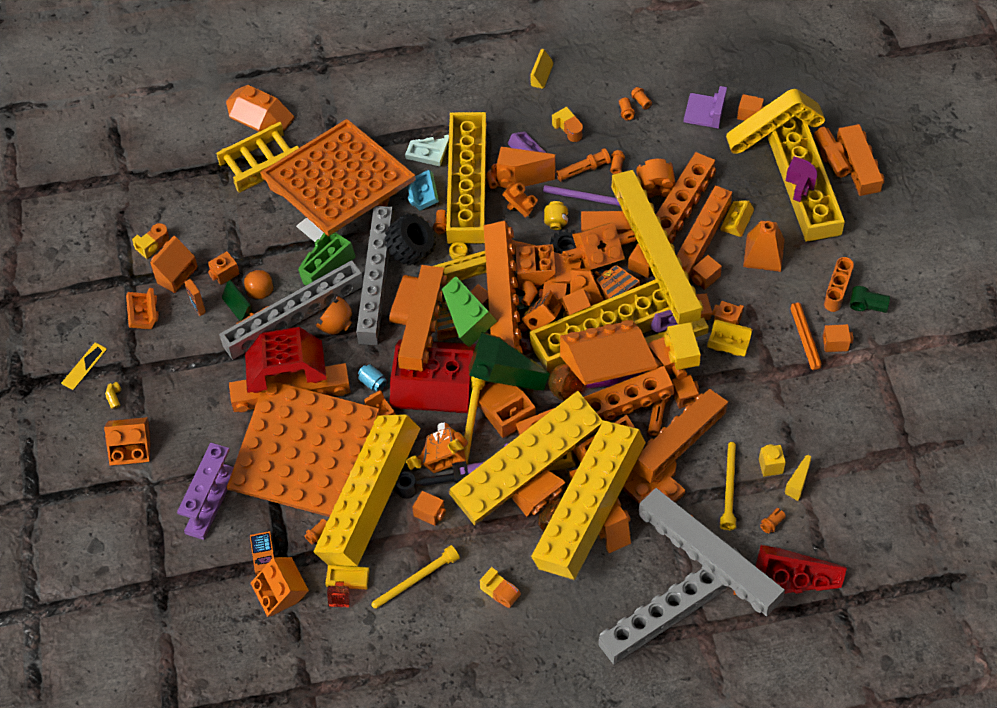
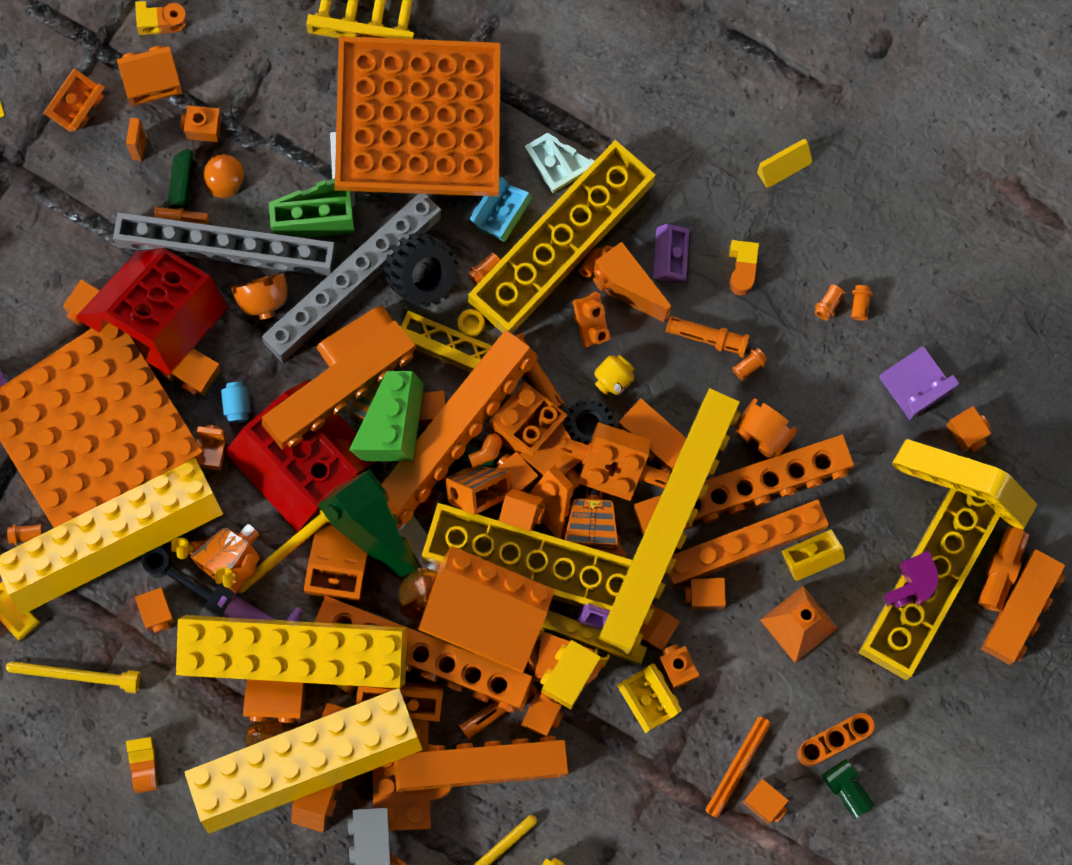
camera: 35 degrees right, 20 degrees up
(581, 195) = (674, 377): medium lavender bar -> none

